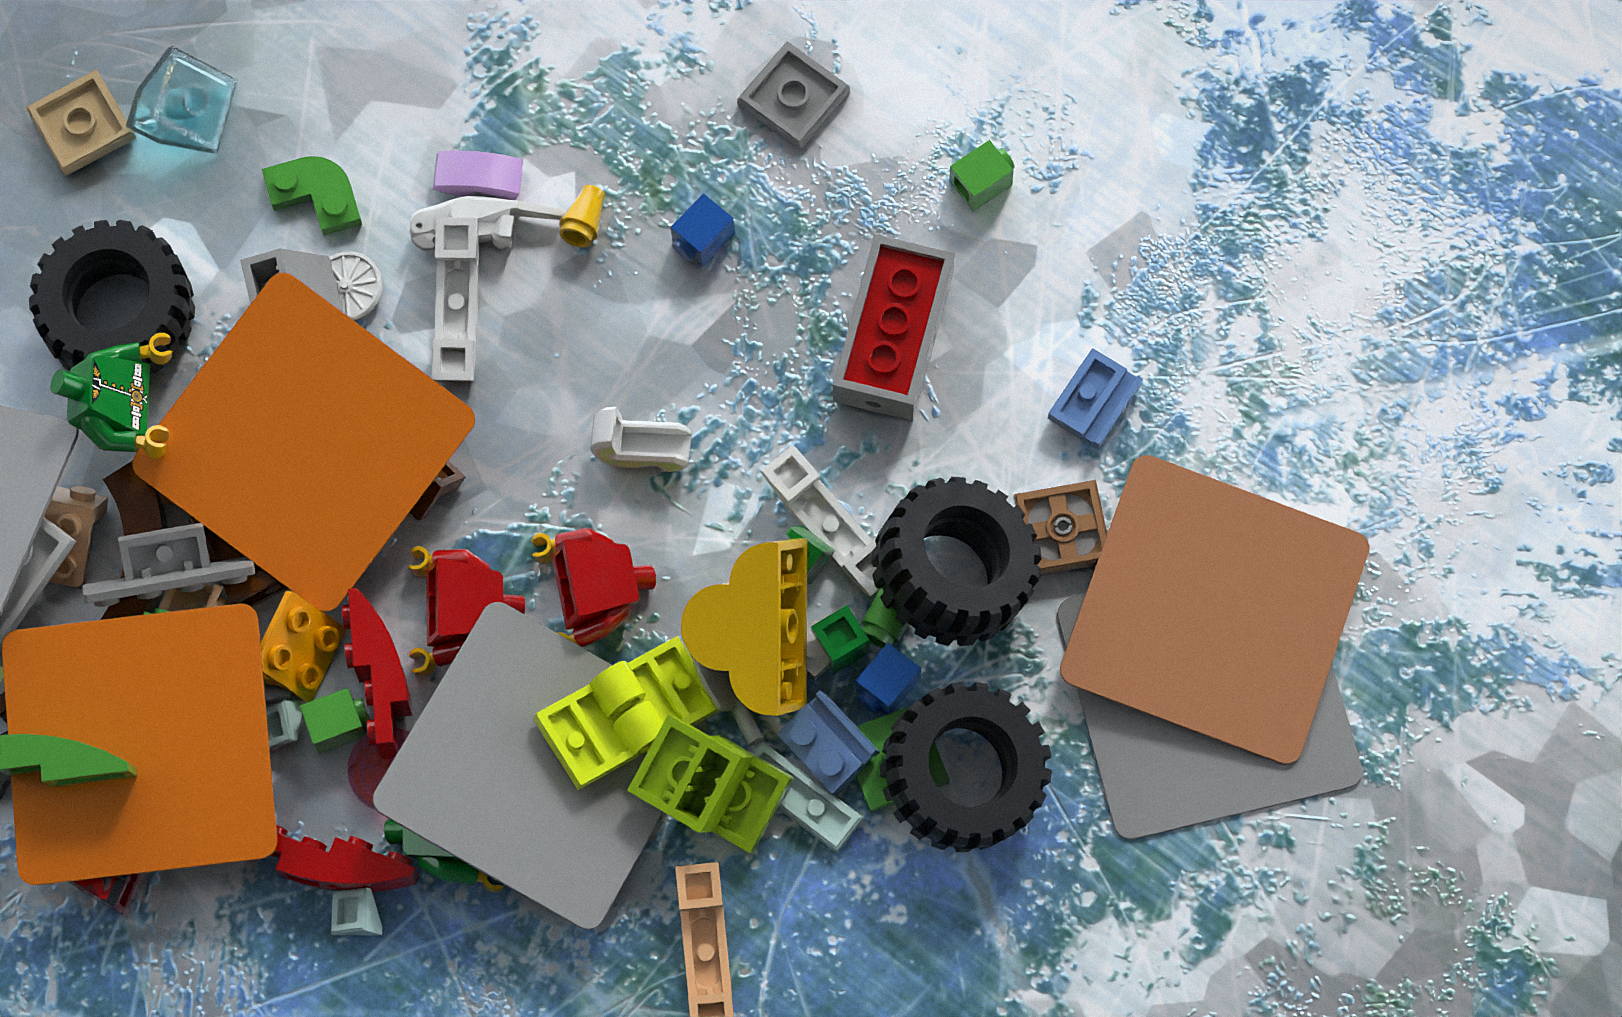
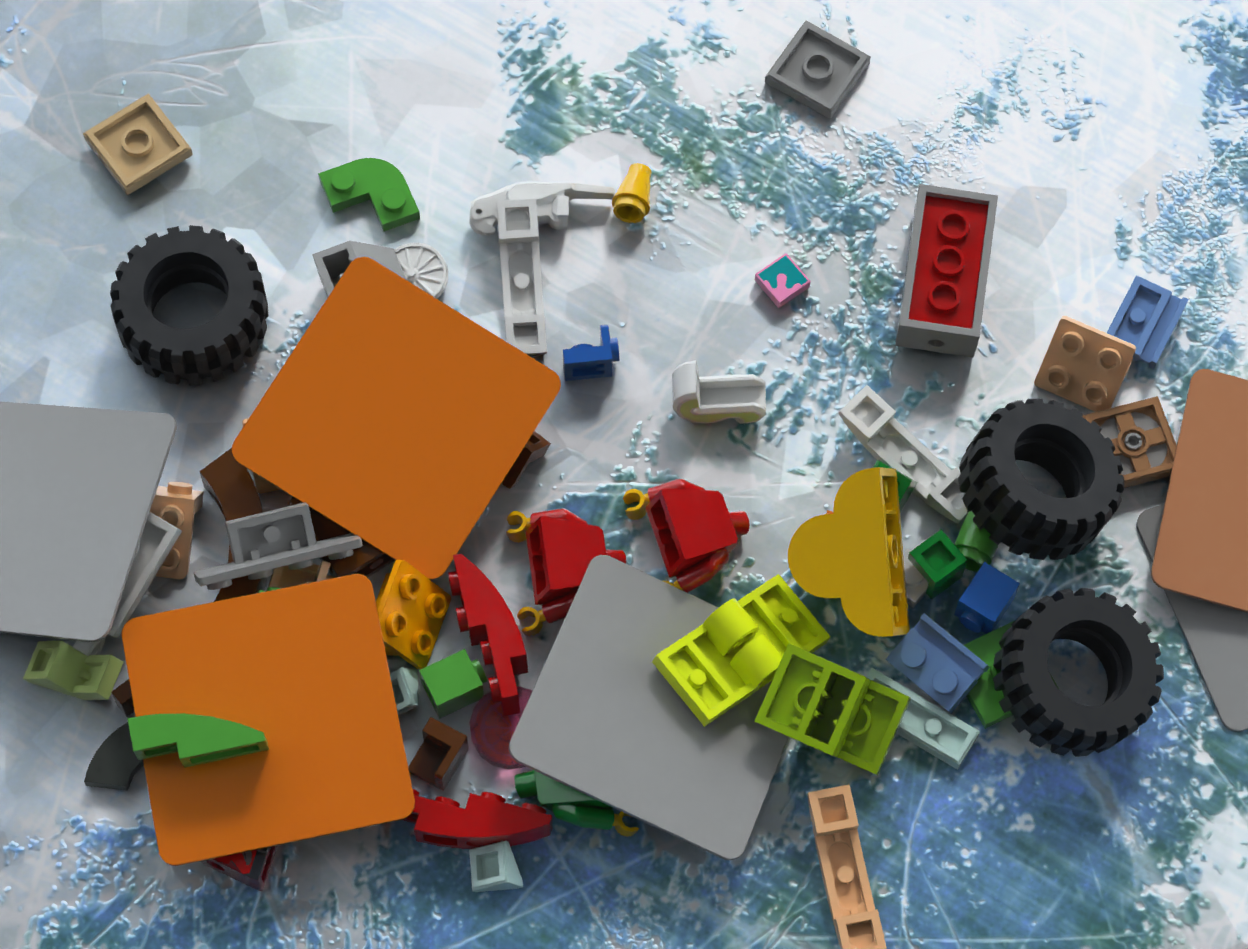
camera: 10 degrees left, 5 degrees down
(112, 396) = (205, 388): green torso -> none
(183, 103) = (235, 118): clear light blue slope -> none
(313, 792) = (439, 754): none -> reddish brown panel
(475, 171) = (520, 160): lavender slope -> none
(512, 393) = (590, 361): none -> blue bracket
(701, 231) = (749, 197): blue brick -> none
(722, 695) = (835, 628): light grey piece -> none
(726, 322) = (782, 280): none -> tile
(982, 174) = (1007, 126): bright green brick -> none
(1023, 441) = (1085, 365): none -> light nougat bracket

